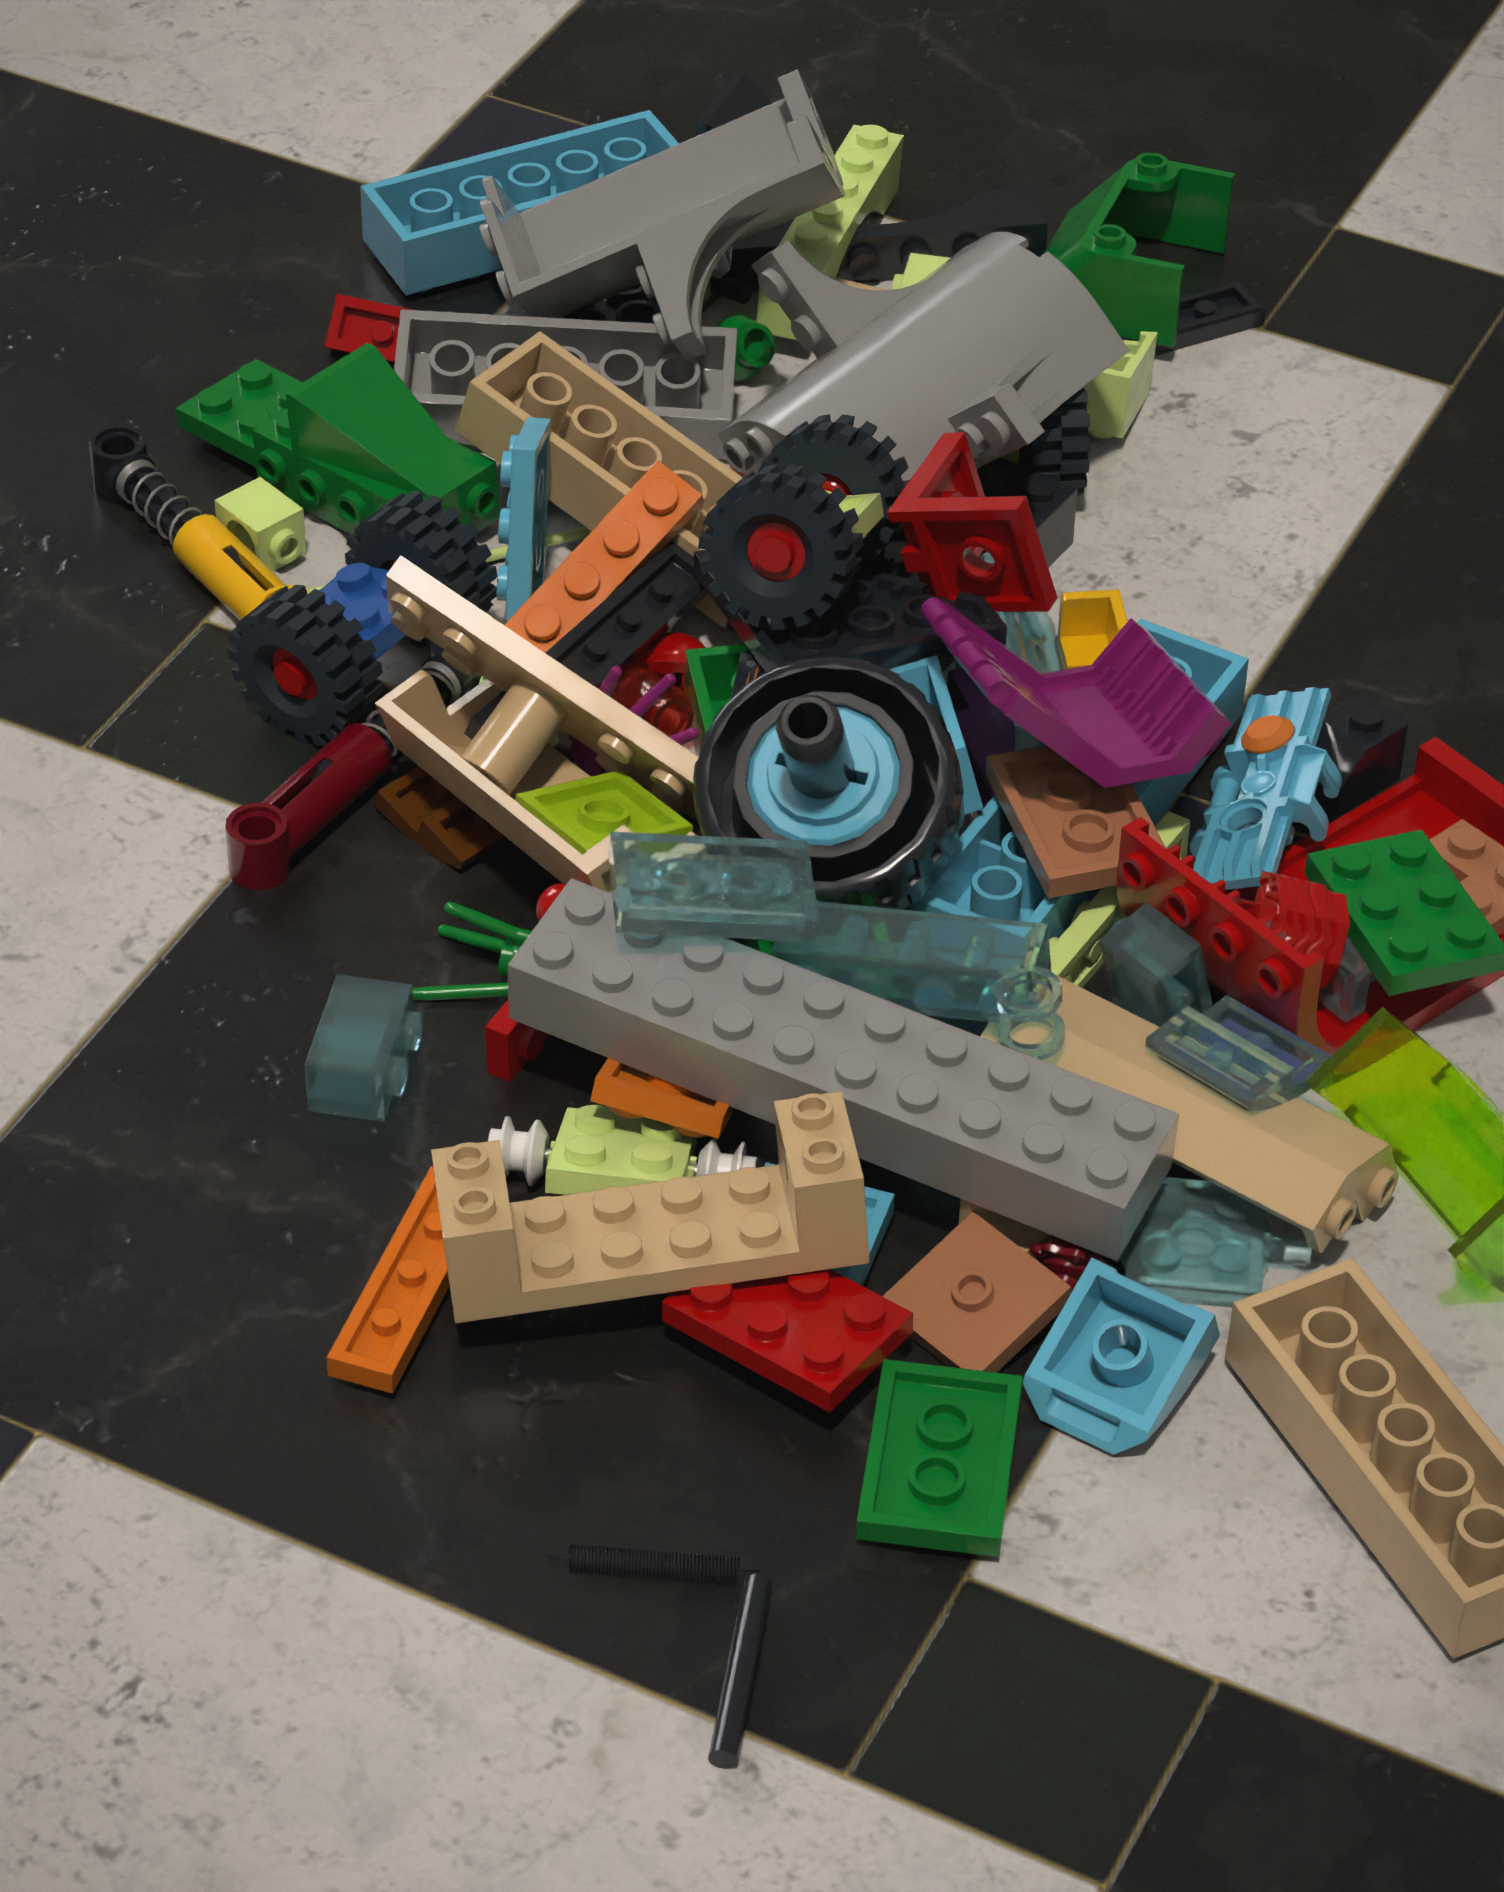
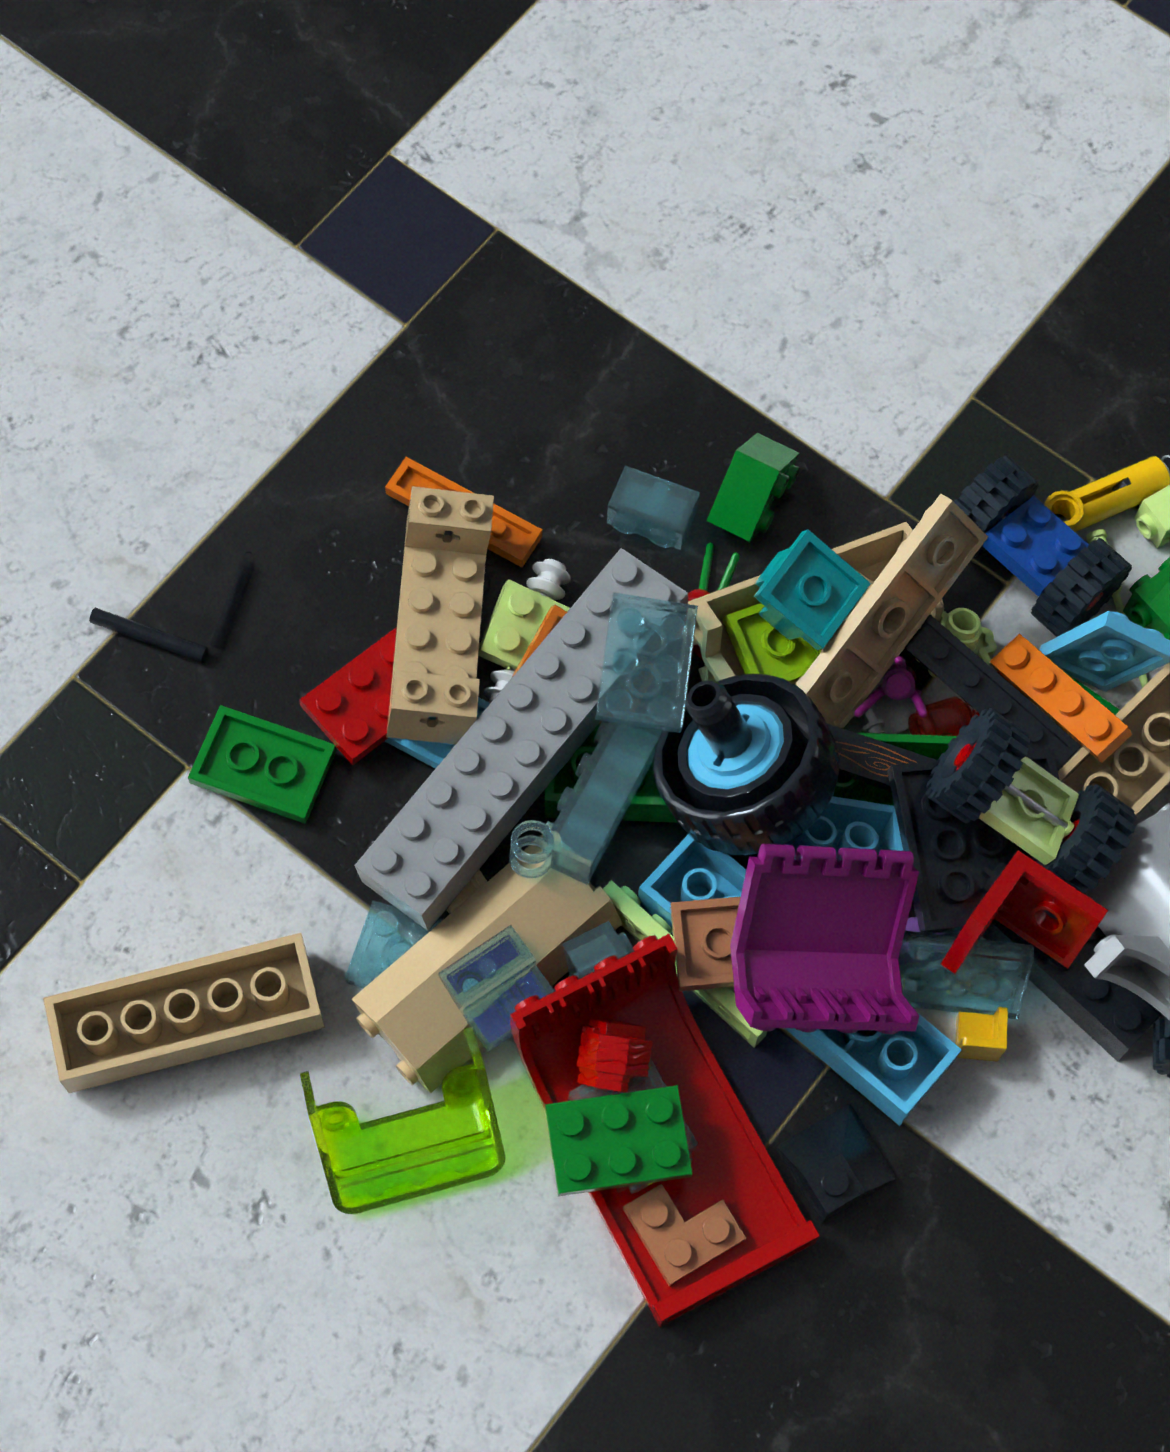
camera: 100 degrees right, 25 degrees up
(269, 833) = (887, 509): dark red piece -> none
(306, 911) = (754, 478): none -> green brick
(532, 733) = (808, 590): none -> teal panel
(978, 1297) = (366, 804): nougat plate -> none
(1117, 1360) = (307, 880): medium azure slope -> none
(1266, 788) = (781, 1096): medium azure piece -> none

